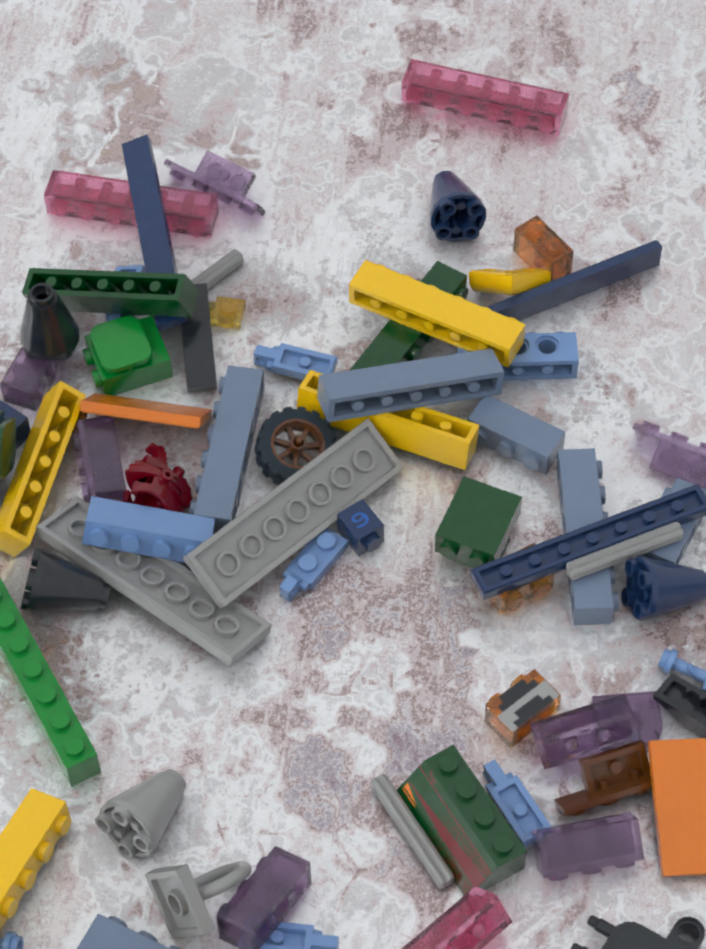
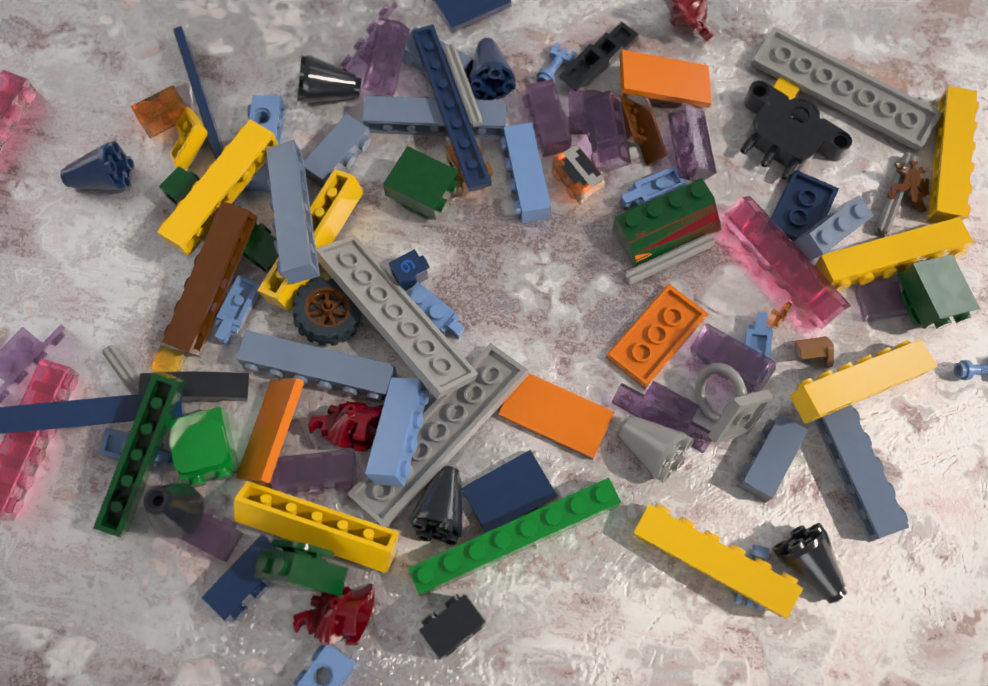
camera: 85 degrees left, 15 degrees up
(86, 664) = (509, 492): none -> dark blue tile
(184, 709) = (557, 415): none -> orange tile
(198, 829) = (664, 408): none -> clear purple bracket
(300, 821) = (656, 336): none -> orange tile
(323, 326) = (210, 278): none -> reddish brown brick
(516, 646) = (526, 172): none -> medium blue brick
(604, 666) = (547, 117): none -> clear purple brick
(610, 403) = (325, 82): none -> black cone
(651, 462) = (386, 57): none -> clear purple brick

